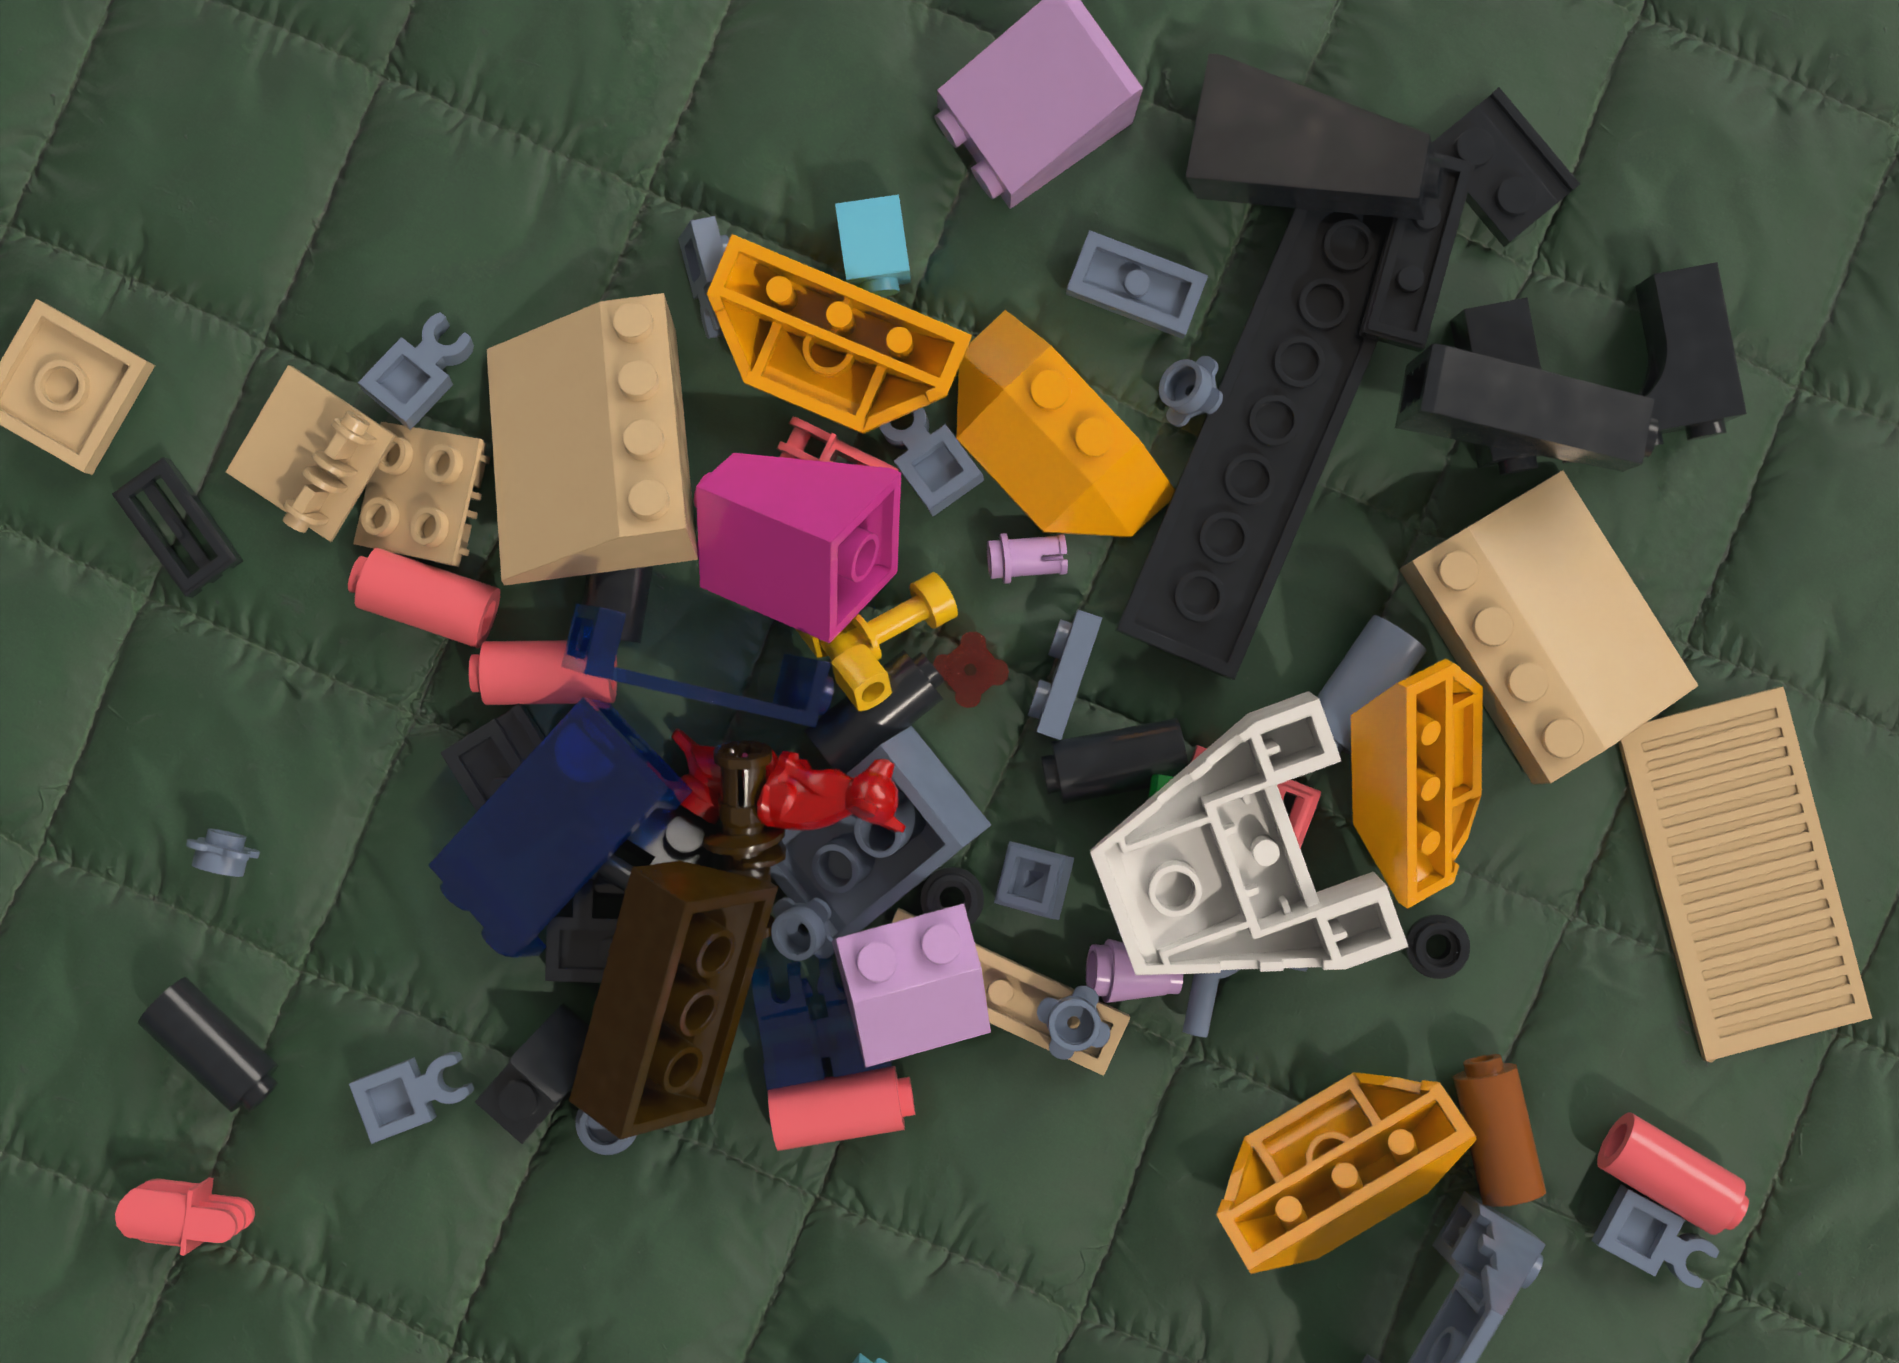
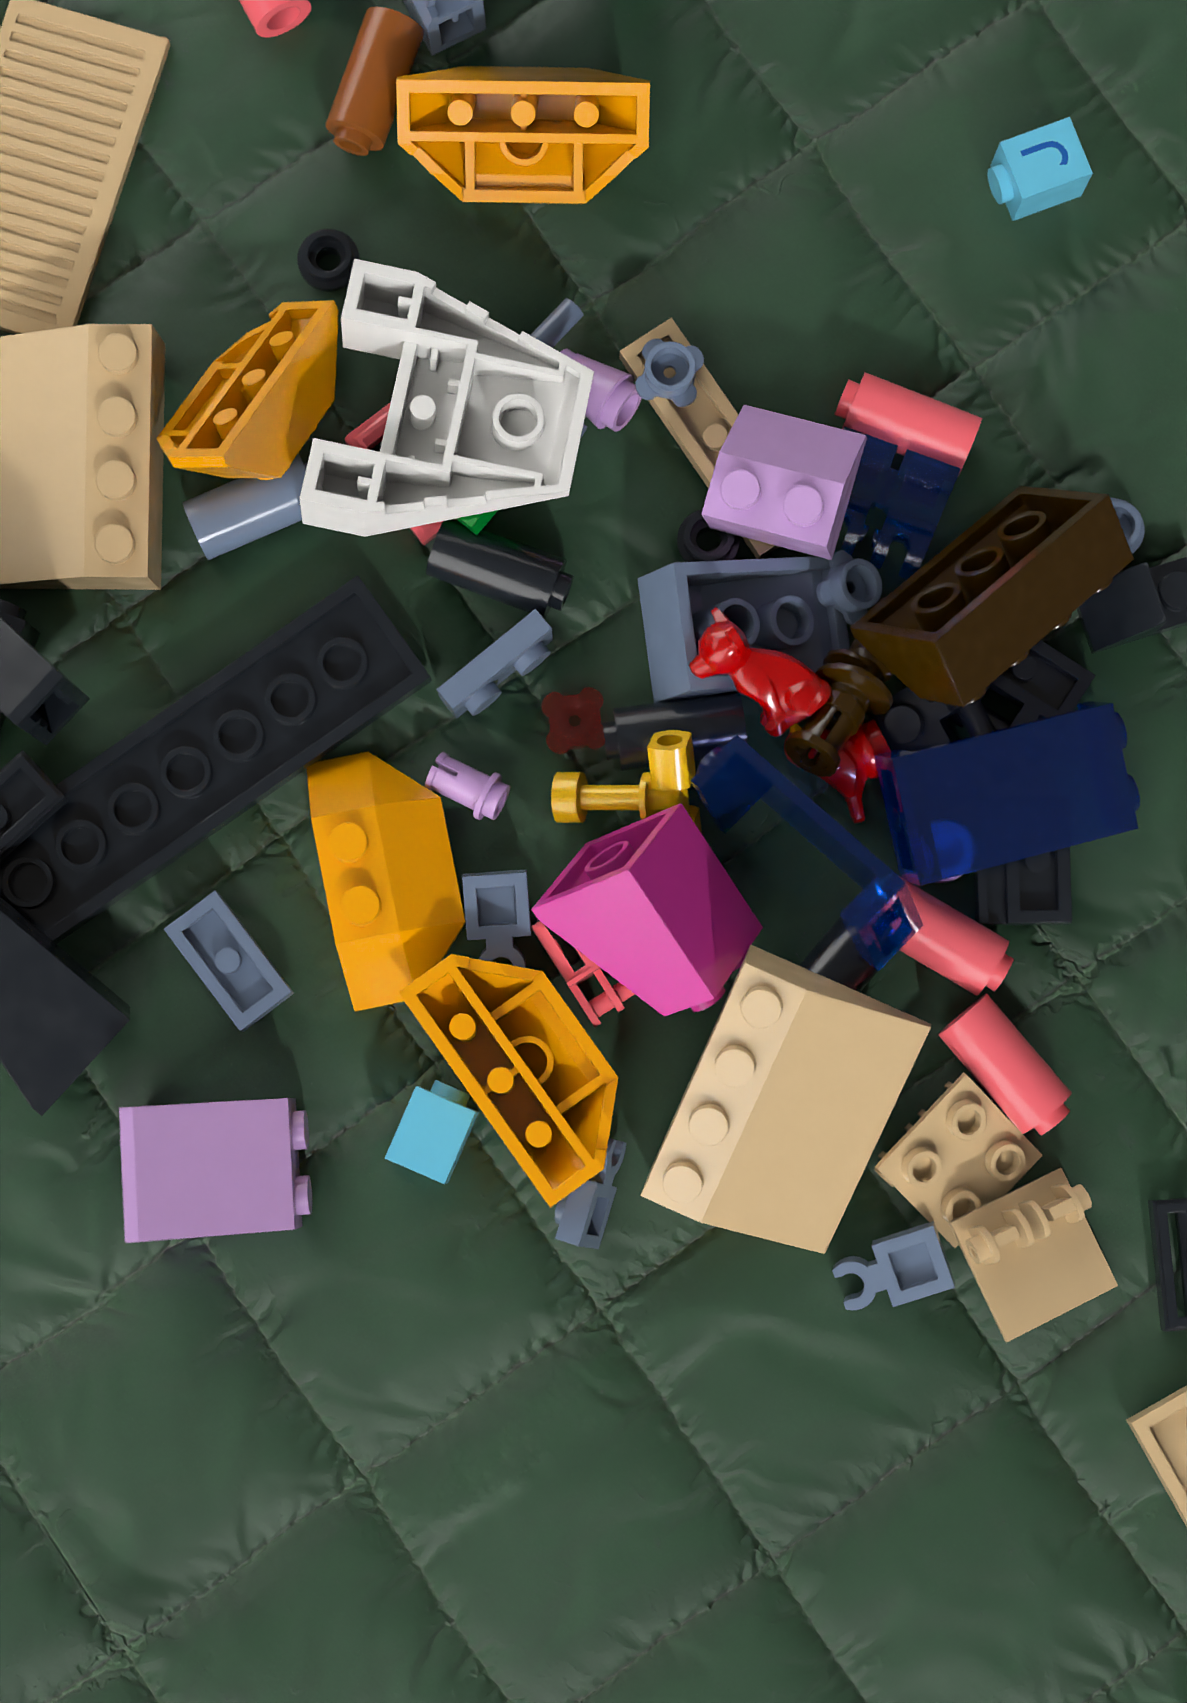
camera: 150 degrees left, 5 degrees down
(1034, 880) = (630, 513): sand blue tile -> none
(1190, 389) = (249, 853): sand blue plate -> none

